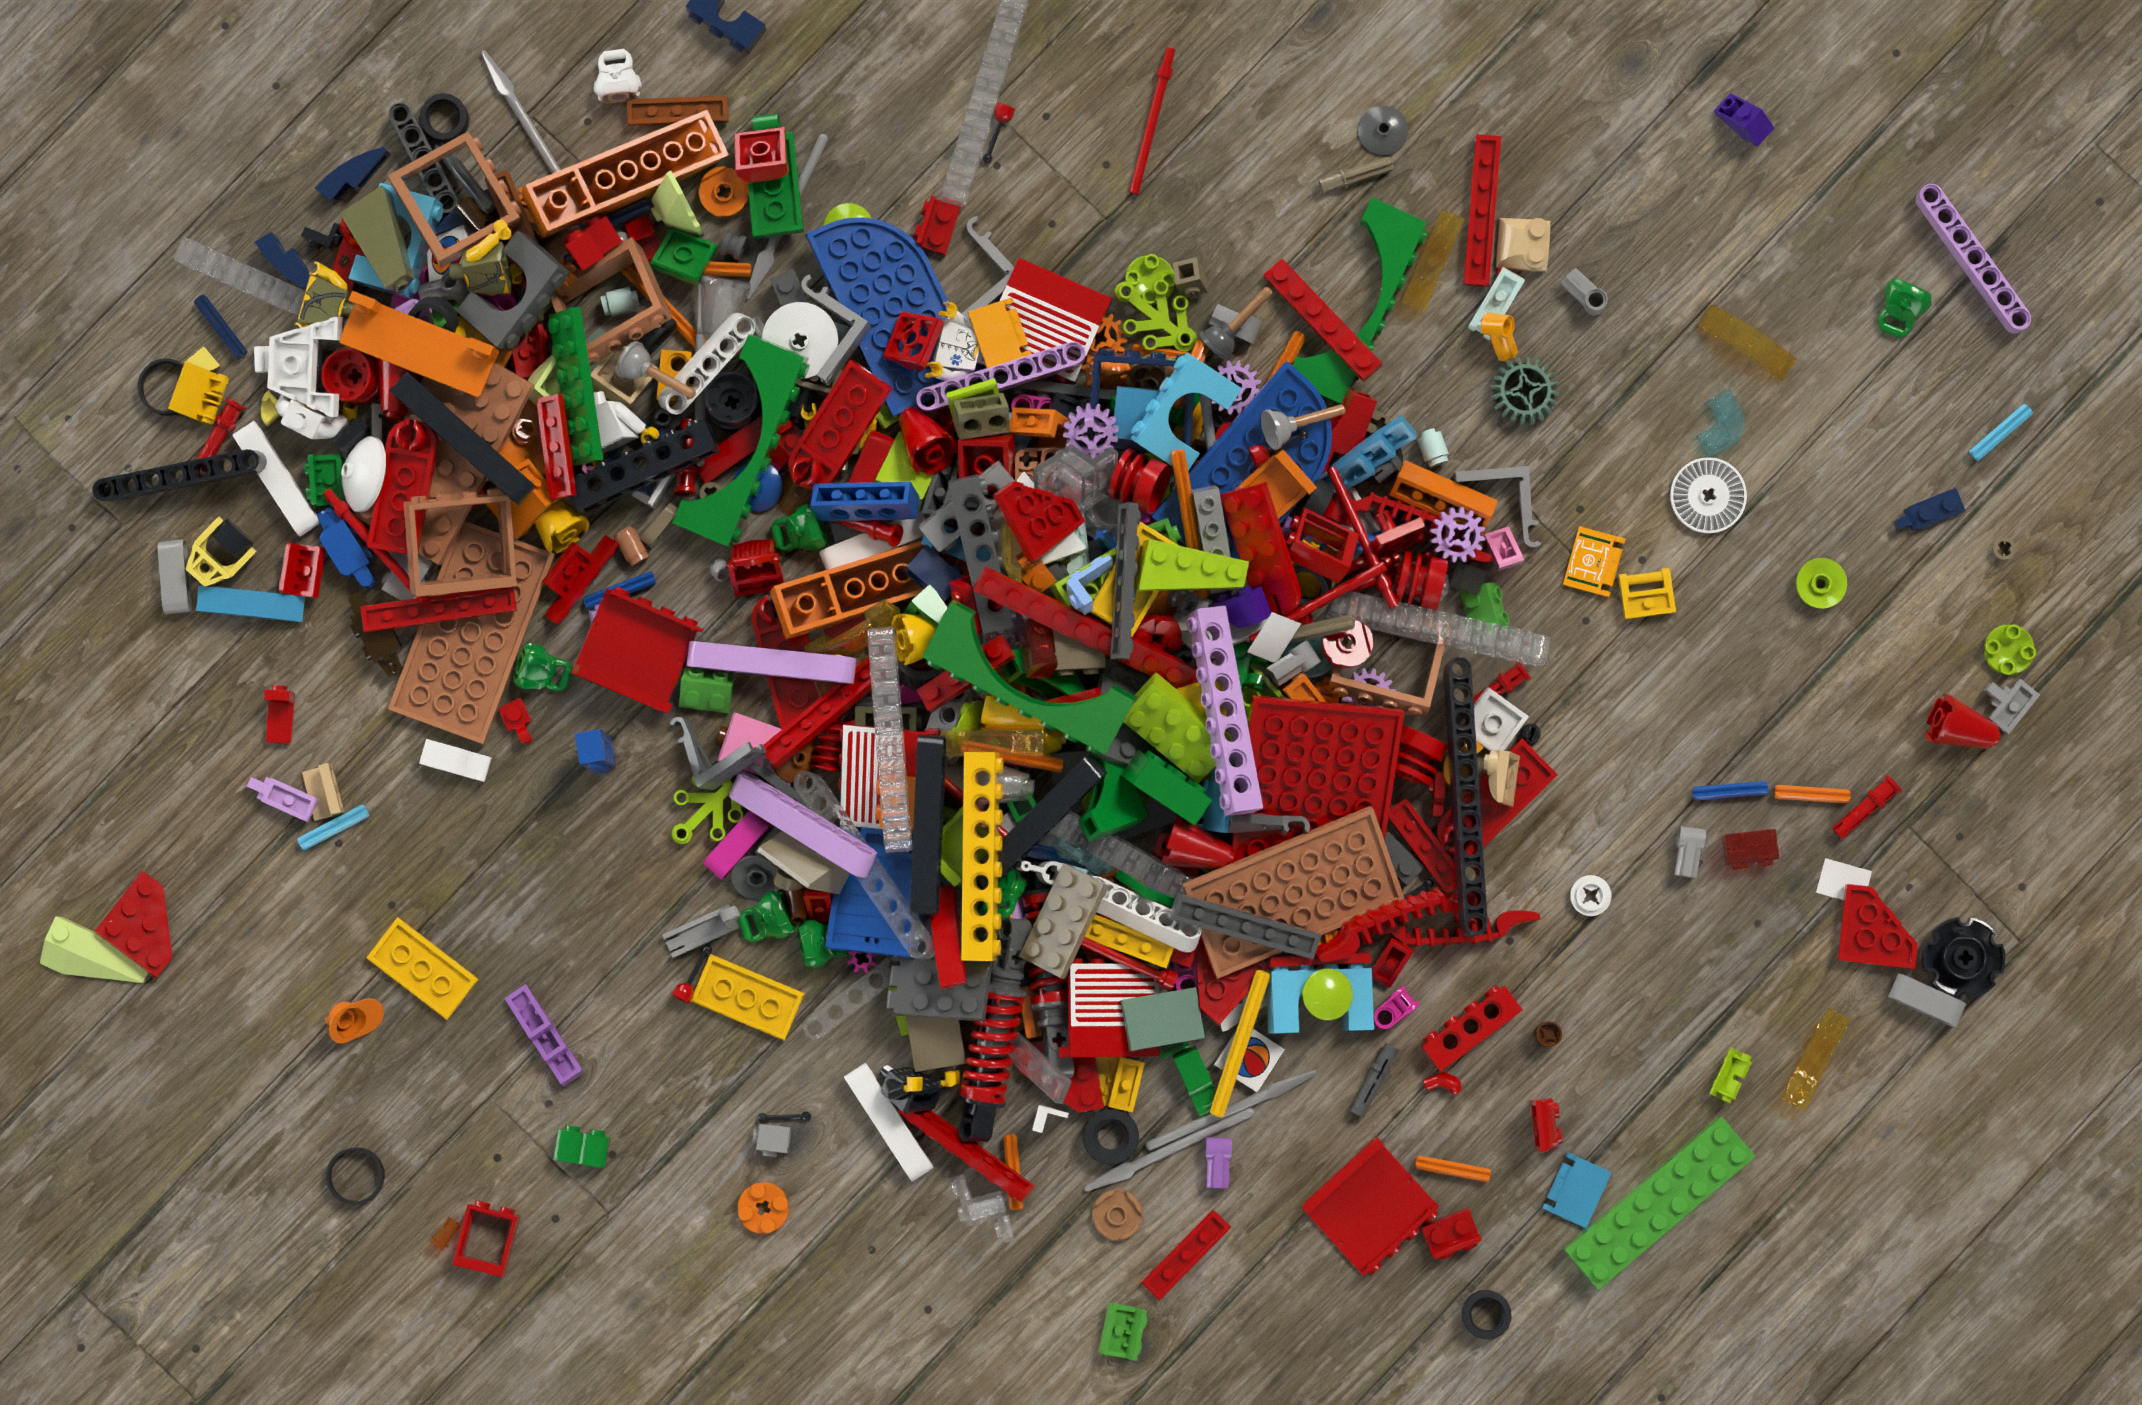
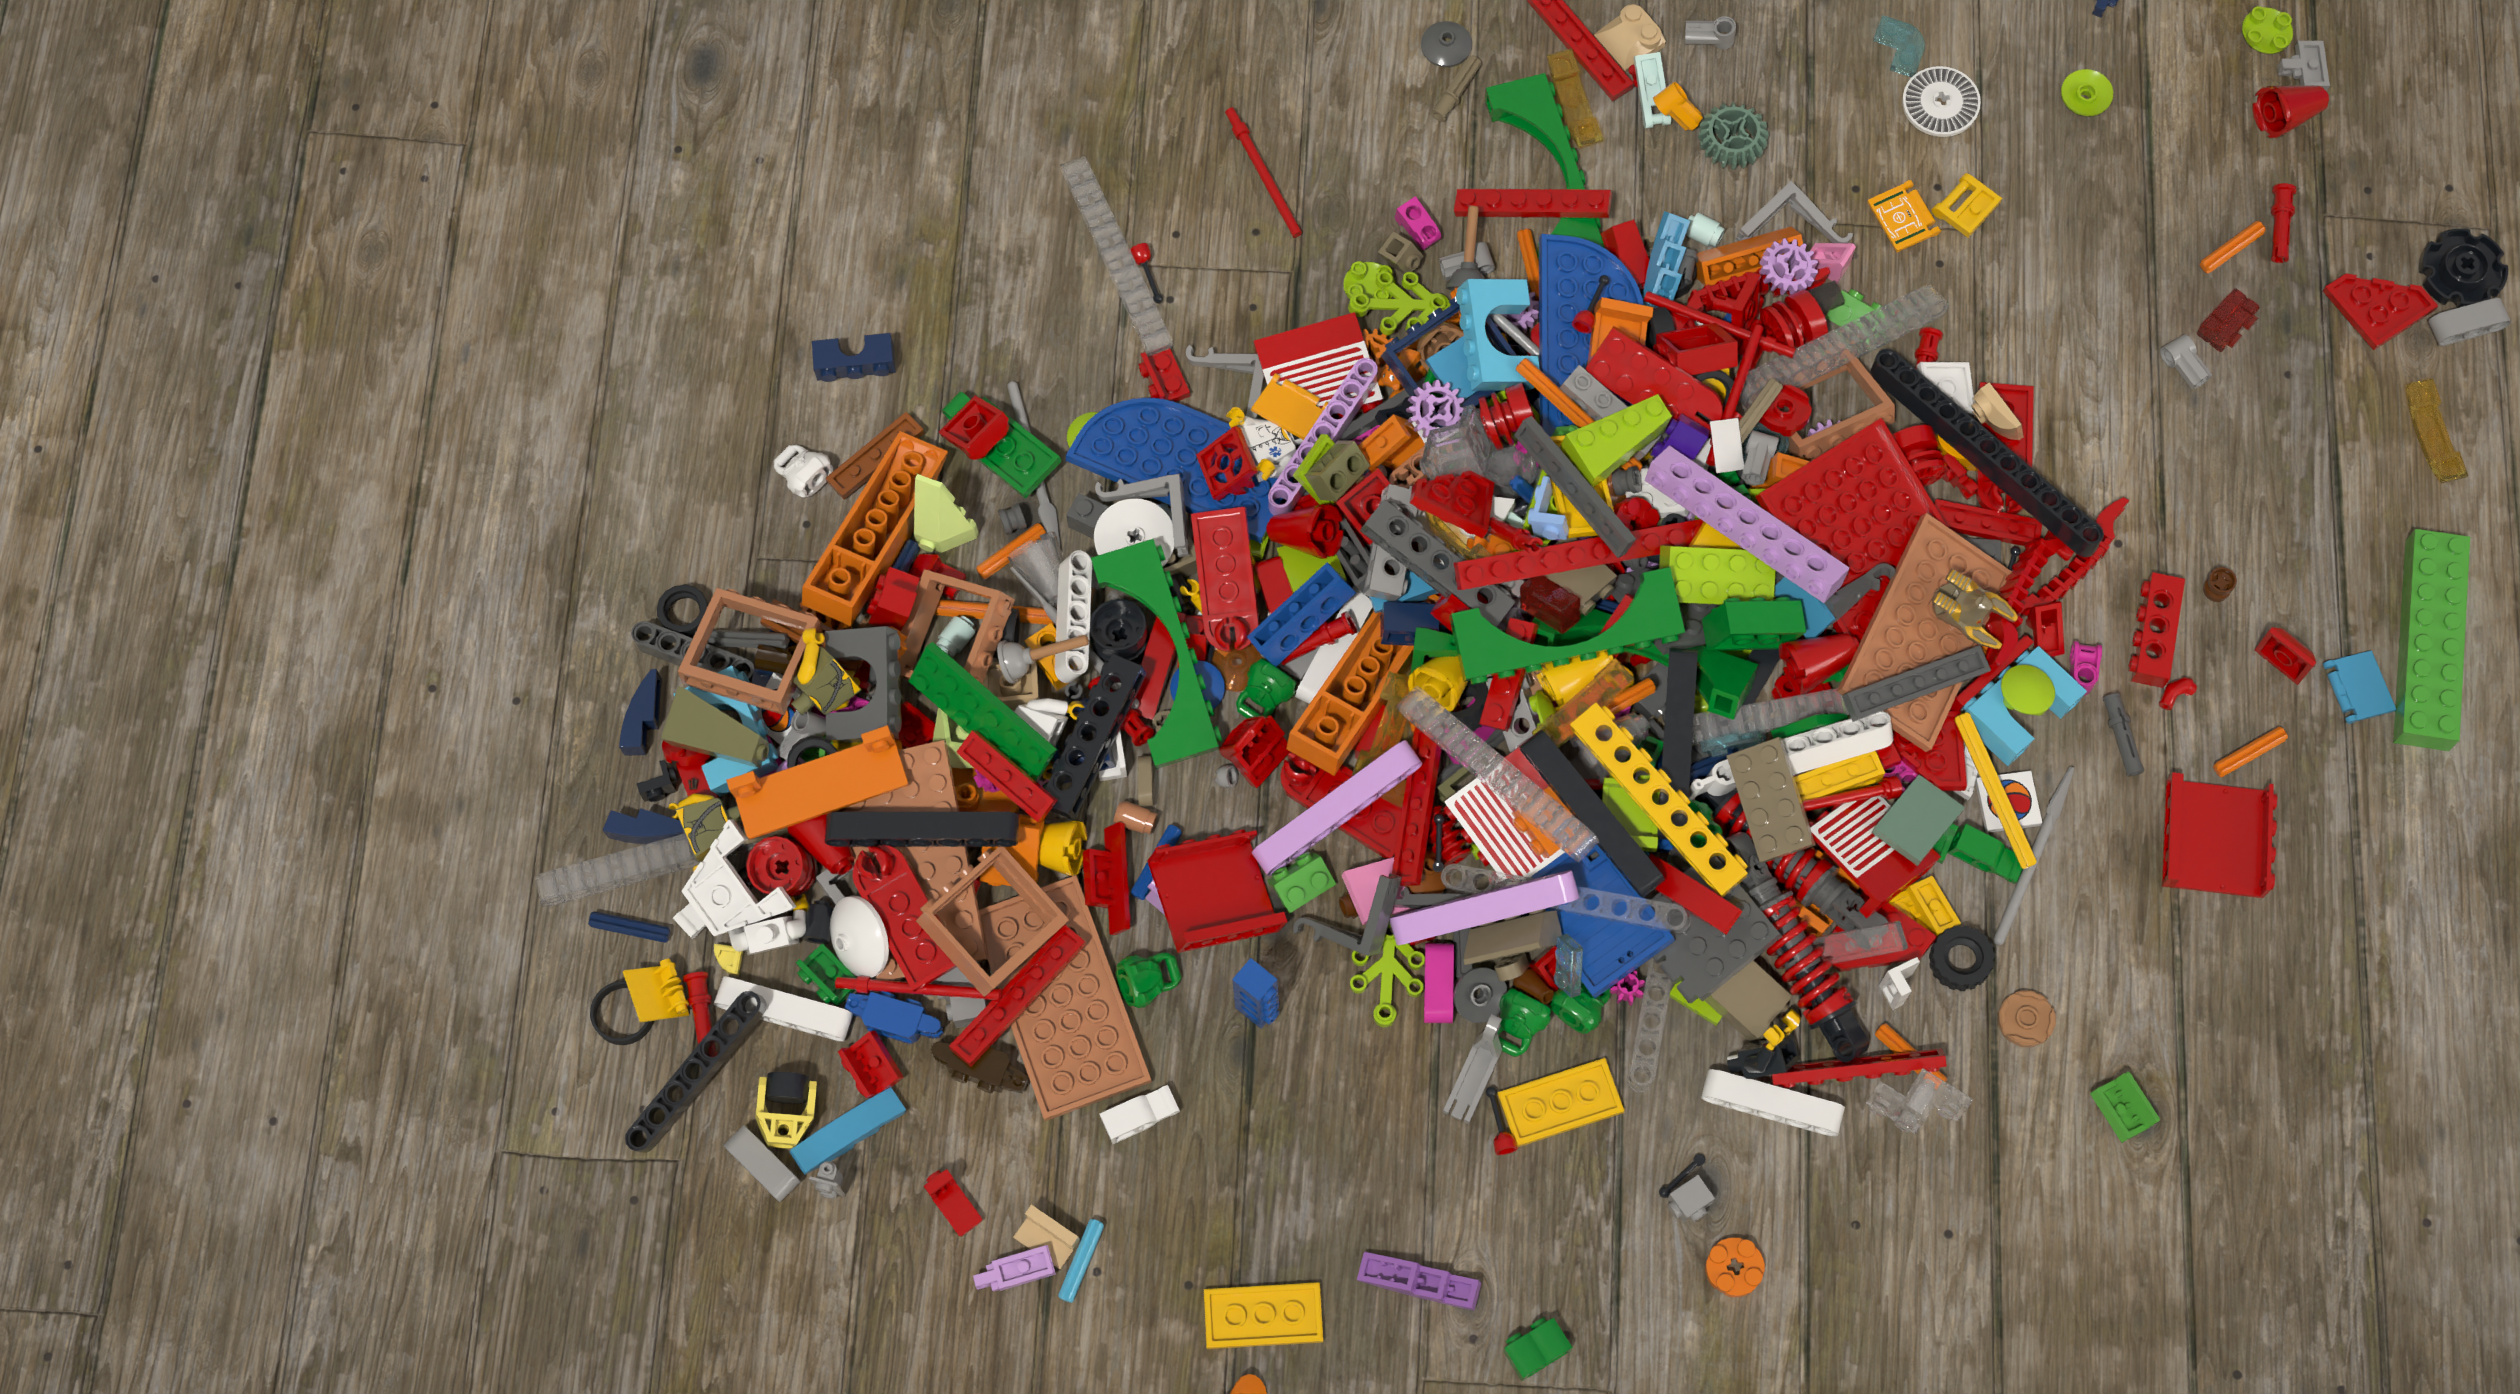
camera: 40 degrees left, 15 degrees down
(204, 360) = (637, 961): light yellow tile -> none
(206, 630) = (828, 1181): none -> light grey hinge
(505, 89) = (717, 551): light grey piece -> none
(515, 718) = (1160, 1036): red plate -> none
(683, 256) = (979, 557): green tile -> none
(721, 206) = (983, 484): orange plate -> none
(805, 763) = (1438, 866): none -> black hinge
(826, 913) = (1568, 965): none -> clear light blue plate
(1050, 586) = (1518, 538): none -> red pin
(1126, 1169) = (1998, 975): light grey piece -> none
(1186, 1254) = (2111, 1003): red tile -> none
(1218, 1154) = (2060, 898): medium lavender piece -> none
(1227, 263) = (1417, 223): none -> dark pink leg
(1278, 427) = (1581, 285): light grey piece -> none
(1333, 903) = (1968, 608): none -> dark tan piece
(1451, 1234) = (2301, 802): red bracket -> none
(1467, 1316) = (2397, 822): black tyre -> none
(1525, 731) = (1976, 375): black hinge -> none
(1590, 883) = (2154, 449): white gear -> none
(1725, 1085) = (2390, 509): lime hinge -> none
(1730, 790) = (2170, 294): blue axle -> none
(1837, 874) = (2310, 291): white sticker -> none

